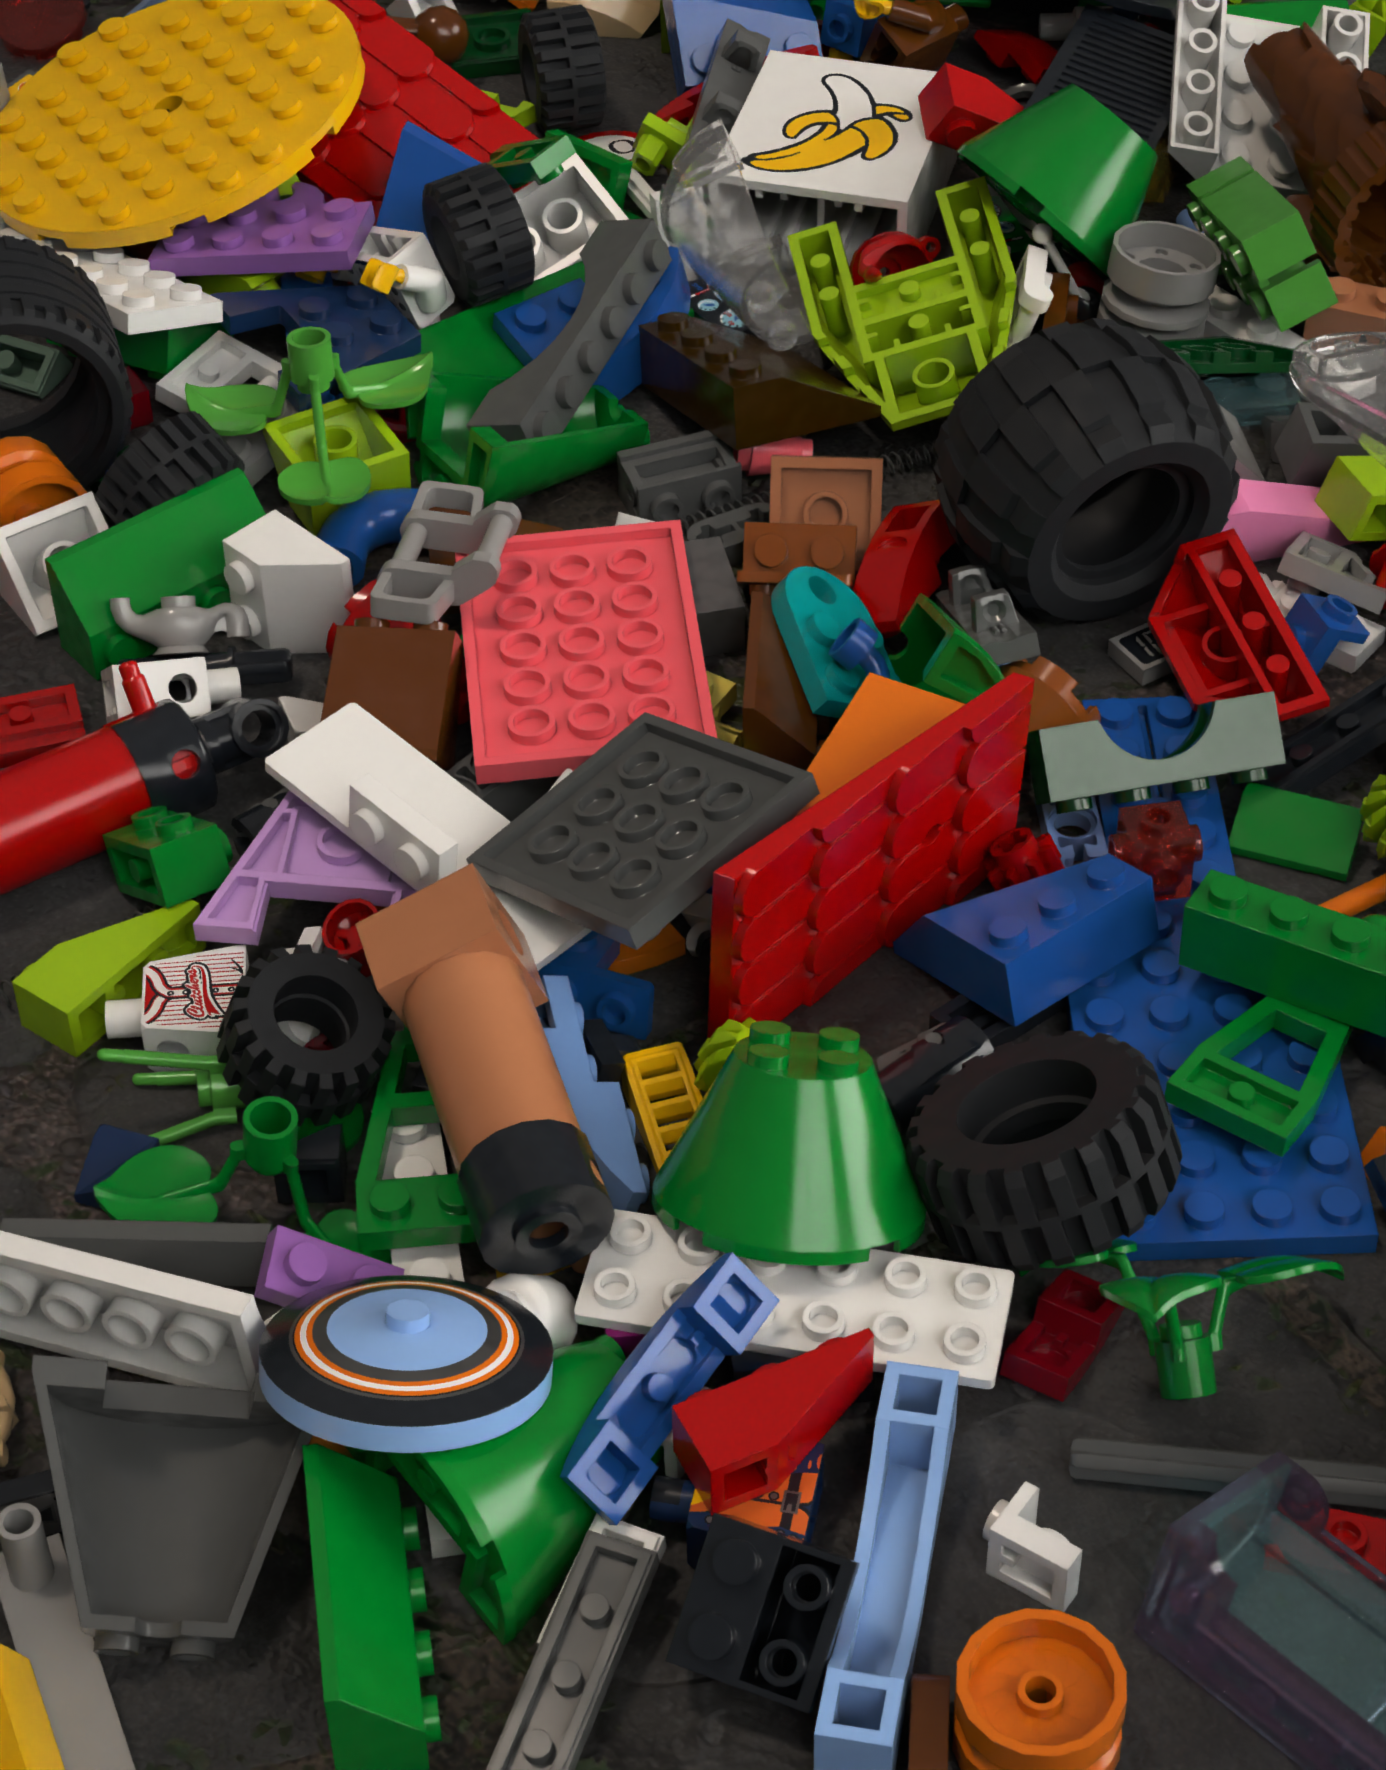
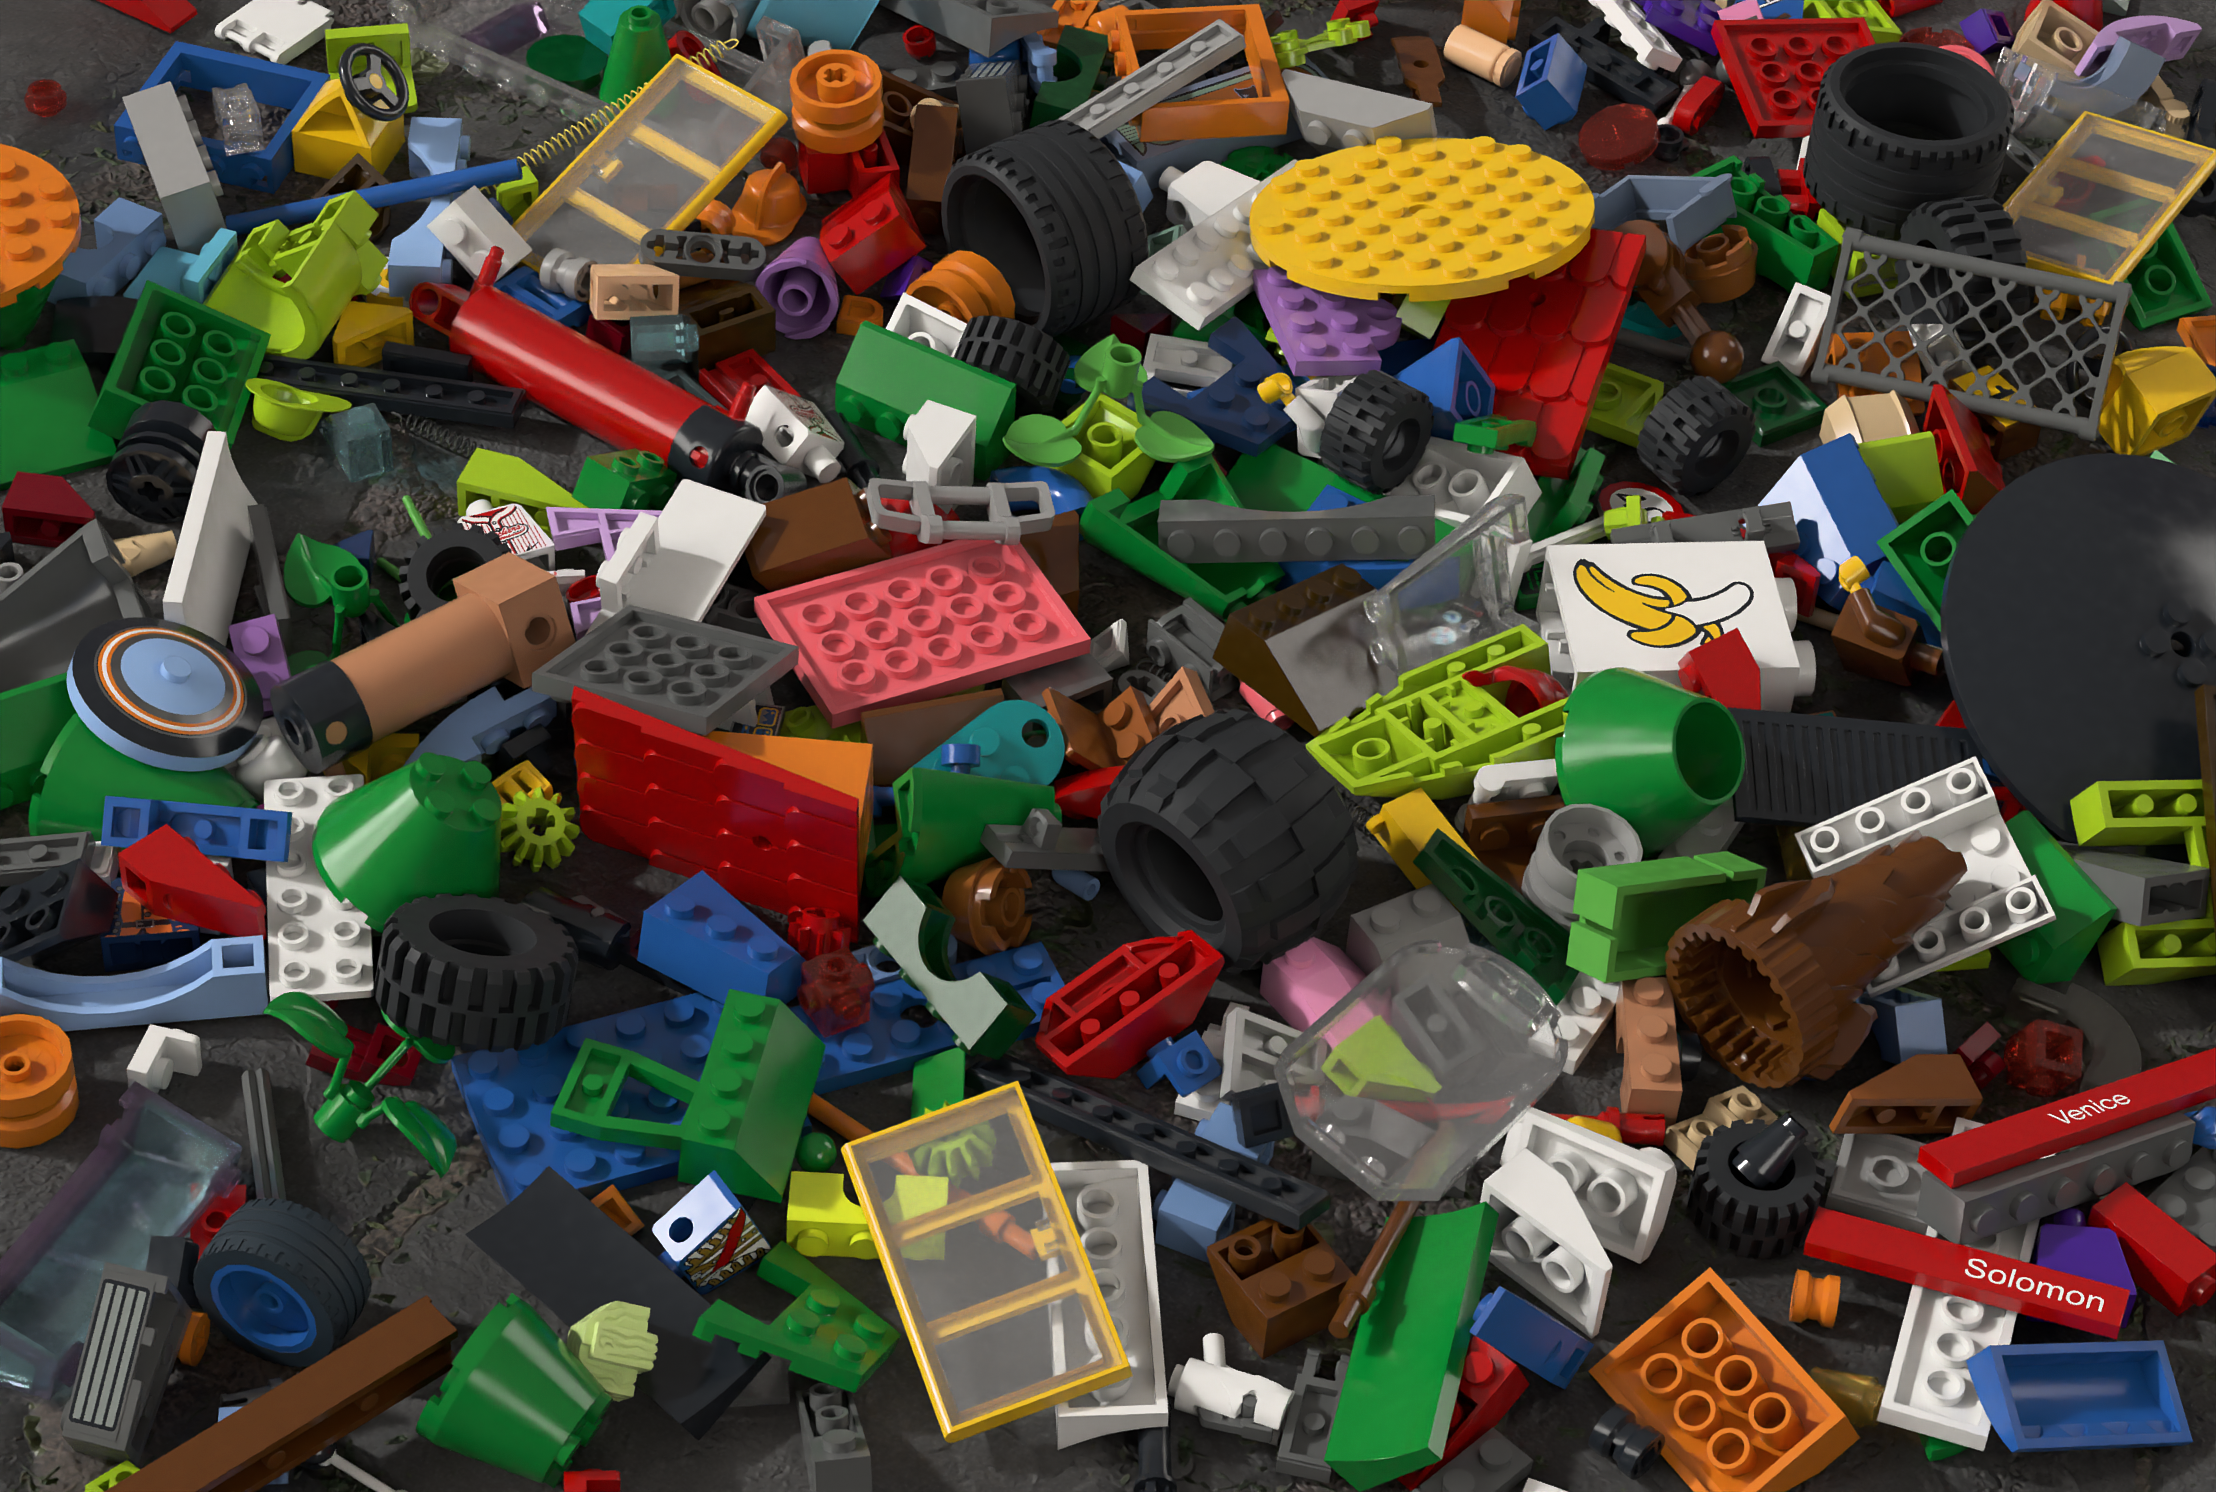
camera: 65 degrees right, 0 degrees up
(179, 624) = (873, 424): light grey piece -> none

